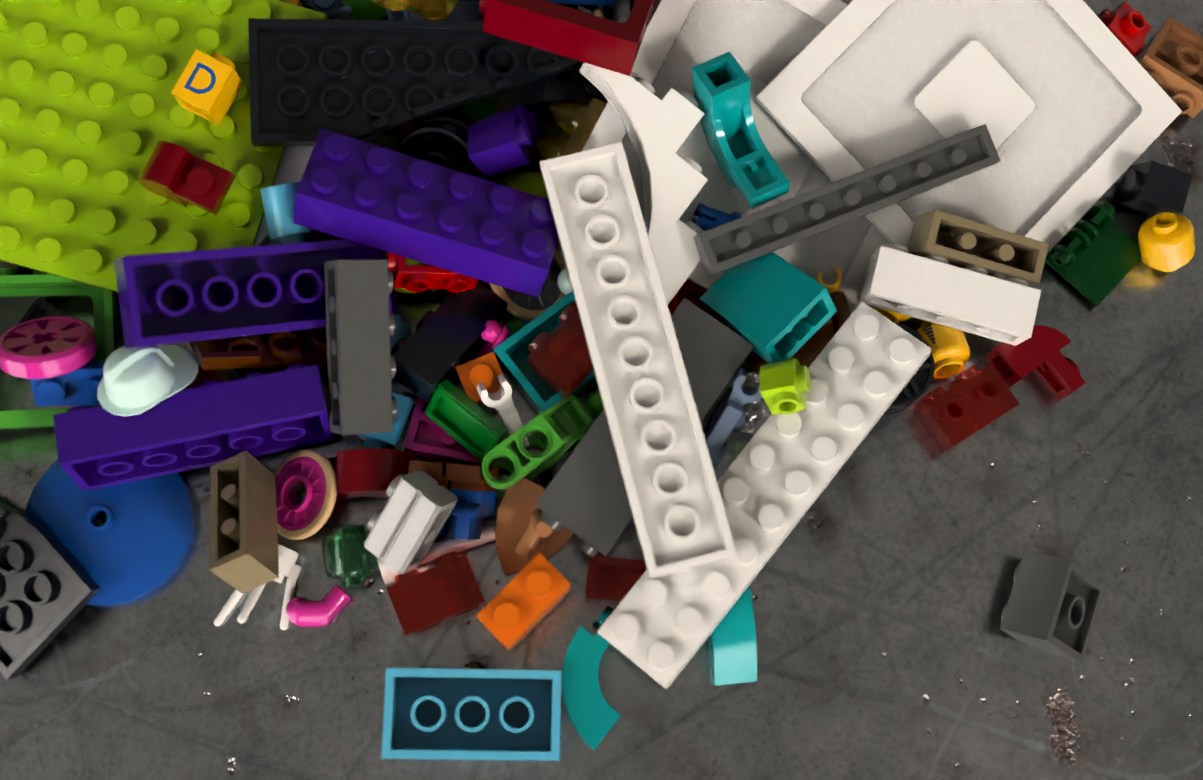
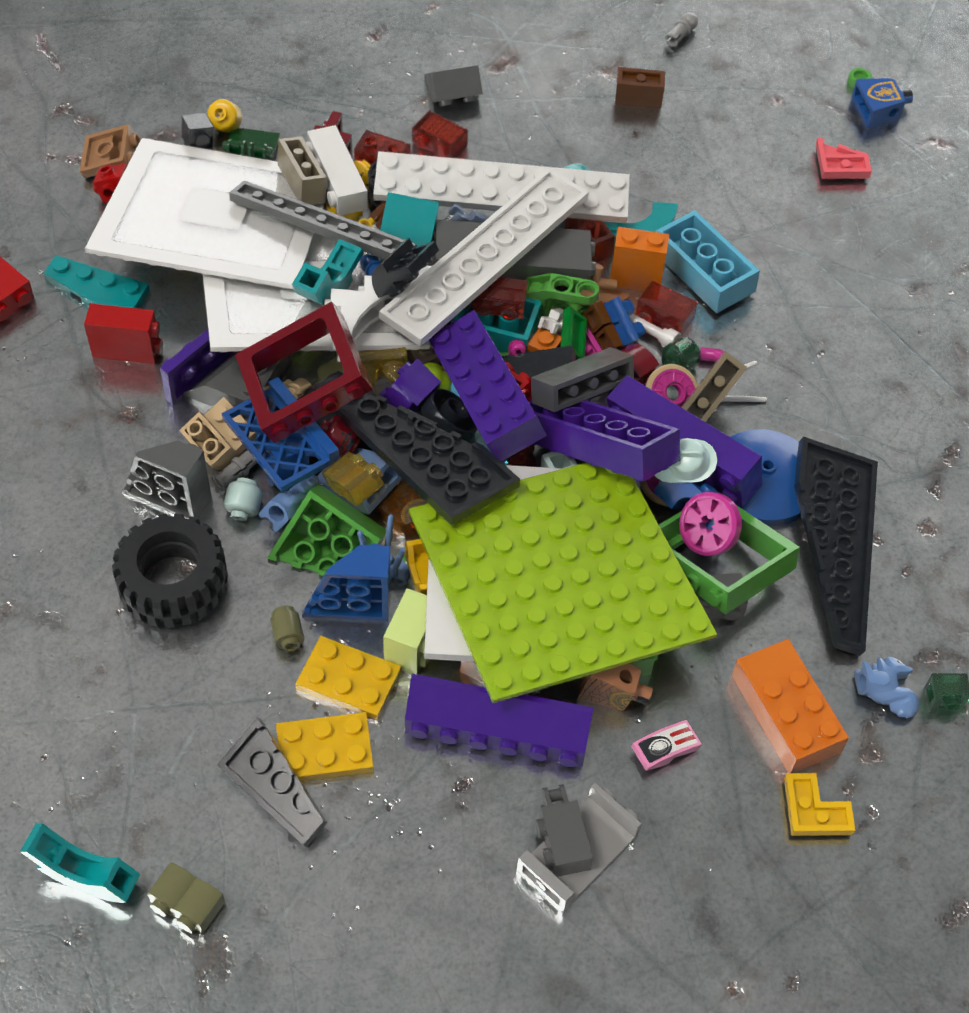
camera: 125 degrees left, 20 degrees down
(185, 177) = (571, 494): dark red brick -> none
(208, 86) = (506, 519): yellow brick -> none
(279, 213) = (540, 455): medium azure brick -> none
(409, 521) = (644, 322): light grey brick -> none
(659, 201) = (401, 267): none -> black brick
(784, 386) = (448, 193): lime plate -> none
(954, 511) = (439, 136): none -> clear red brick

